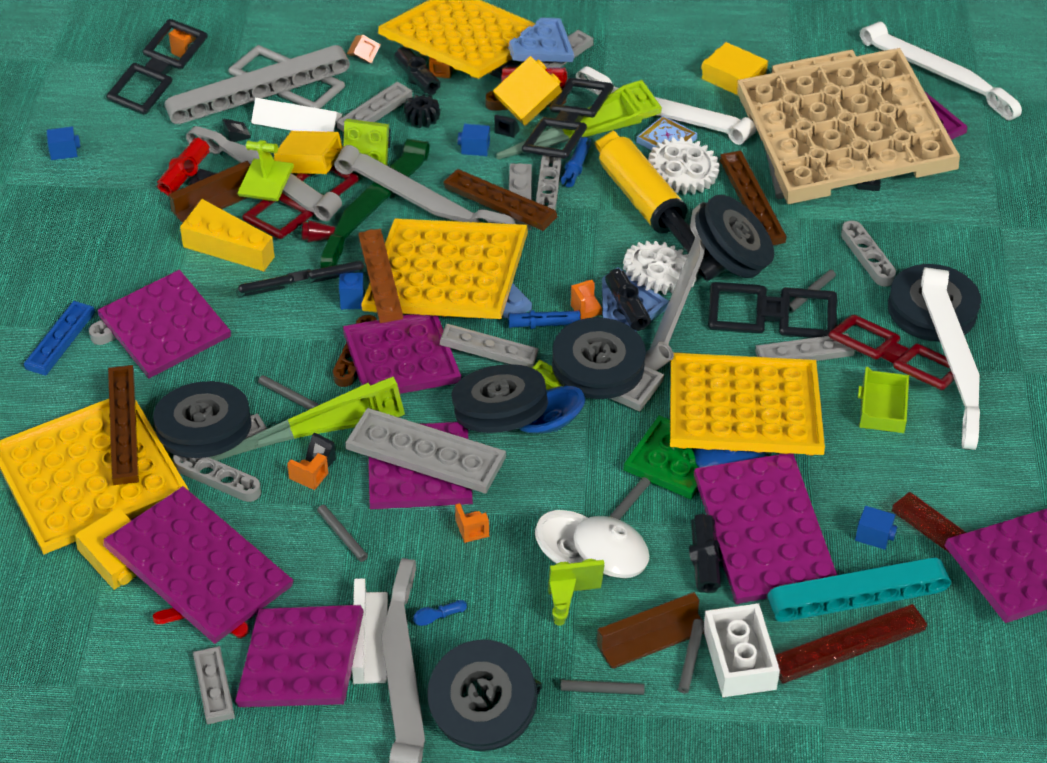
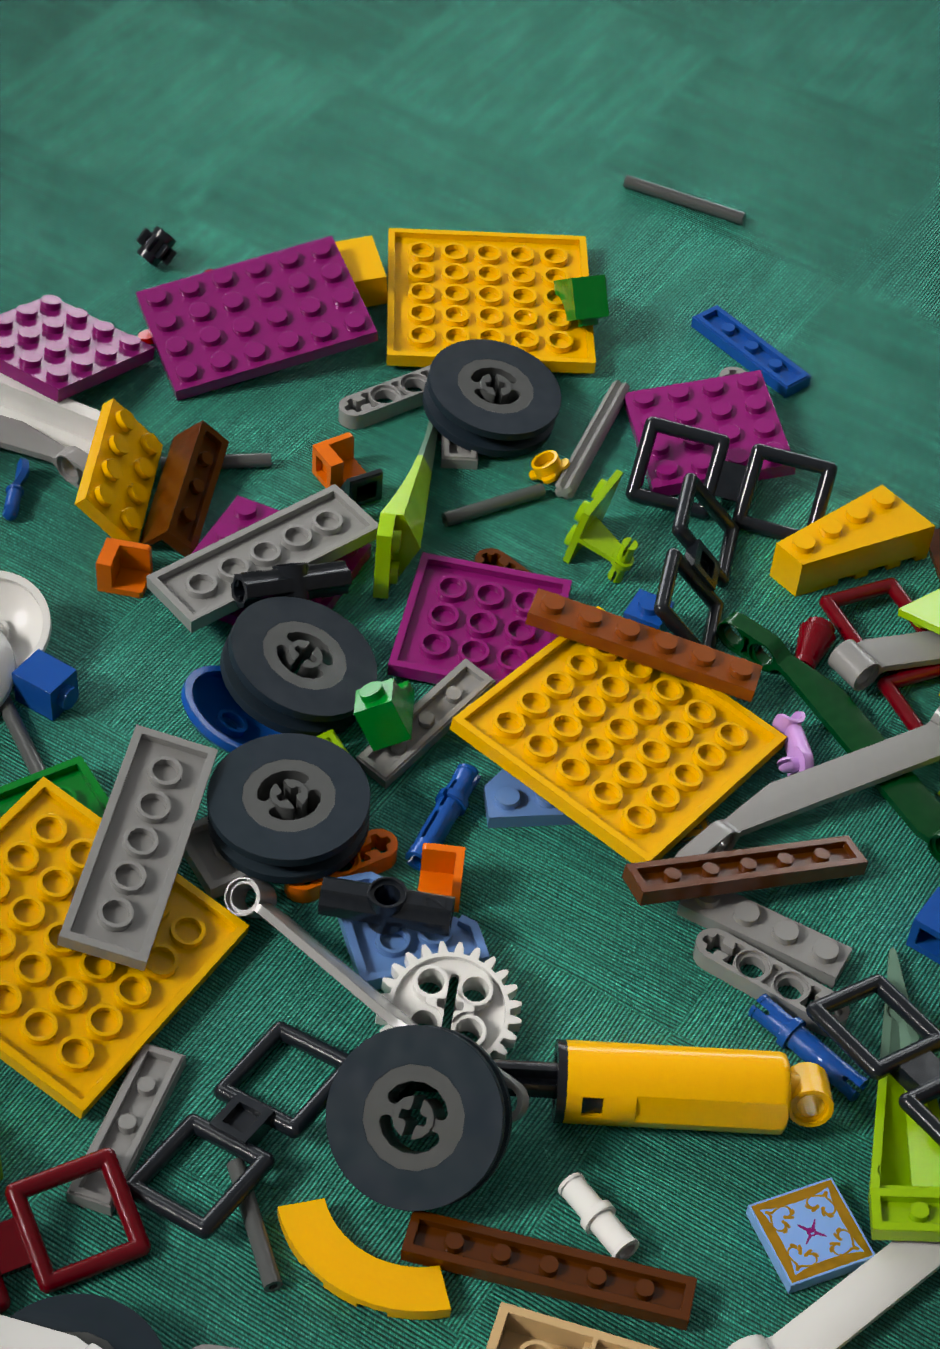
camera: 115 degrees right, 0 degrees up
(78, 403) = (583, 298): none -> green arch
(123, 425) = (528, 326): reddish brown plate -> none
(145, 663) = (156, 246): none -> black gear
(198, 373) = (591, 440): none -> light grey axle
(212, 292) = (728, 479): none -> black bar
(213, 685) = (91, 294): light grey tile -> none
(241, 372) = (547, 466): none -> yellow plate
(290, 329) = (594, 534): none -> lime plate
(388, 526) = (186, 488): none -> reddish brown panel
(393, 553) = (119, 473): none -> yellow plate
(404, 211) = (798, 751): none -> lavender piece
(456, 423) = (292, 580): none -> black piece
(503, 350) = (385, 712): none -> green arch
(587, 501) = (45, 685): none -> blue brick
(675, 387) = (138, 848): none -> light grey plate
(685, 165) = (742, 1216): white gear -> none
(719, 187) = (598, 1216): none -> white pin
(804, 253) = (356, 1275): none -> yellow tile

